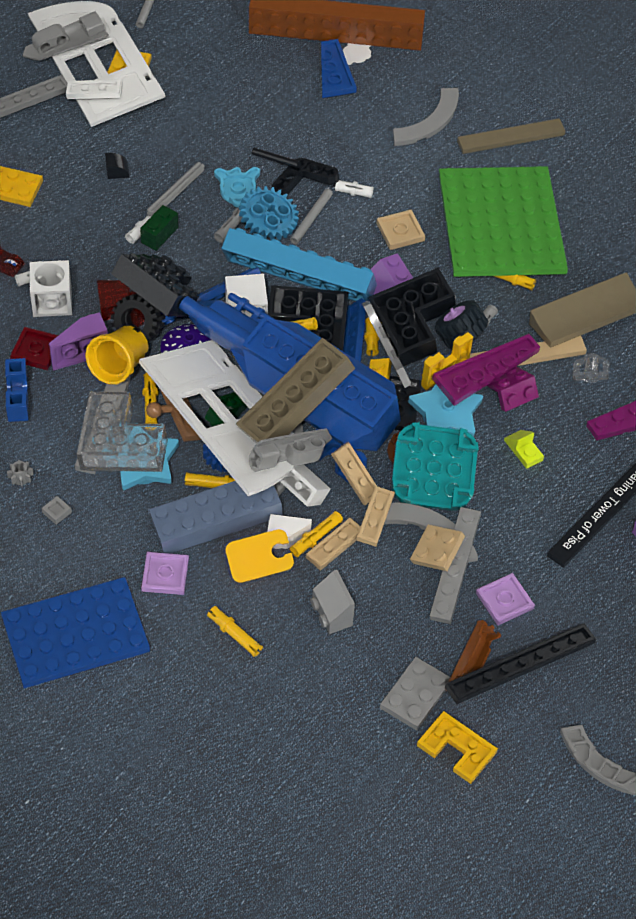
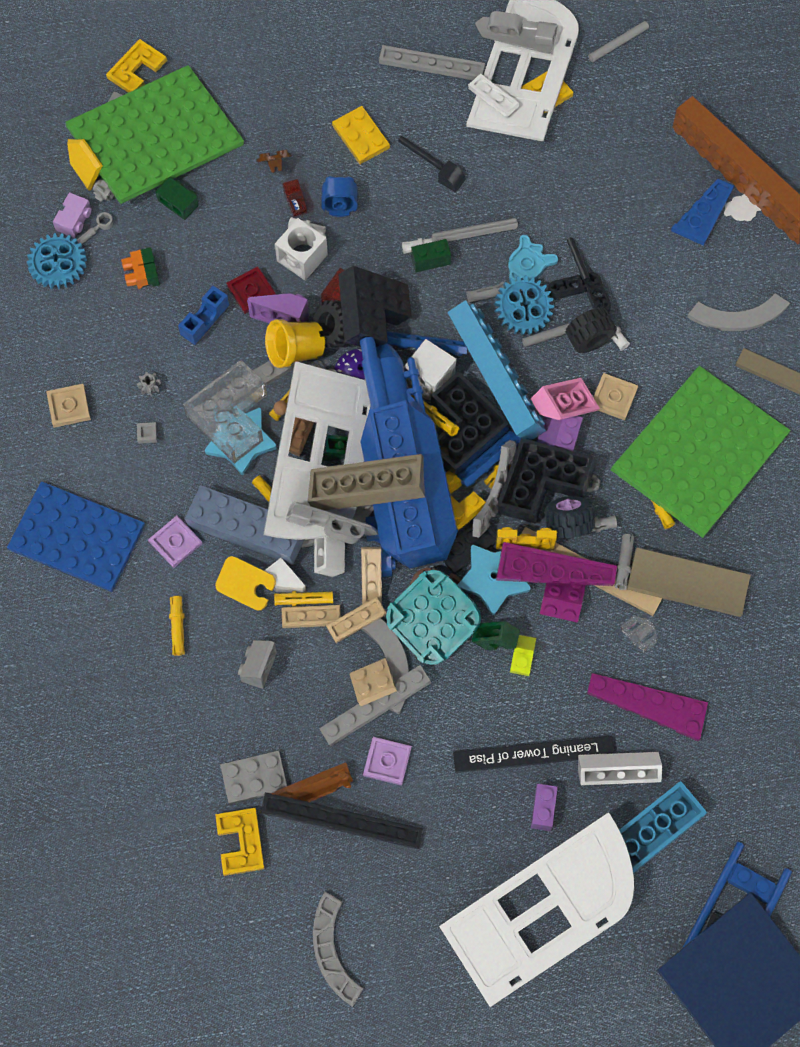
camera: 45 degrees right, 15 degrees up
(42, 232) = (339, 196): none -> blue brick
(73, 167) = (421, 153): none -> black bar
(340, 192) = (591, 330): none -> black tyre
(372, 249) = (564, 400): none -> bright pink slope
(491, 453) = (490, 638): none -> dark green brick
(527, 328) = (623, 568): none -> light grey pin

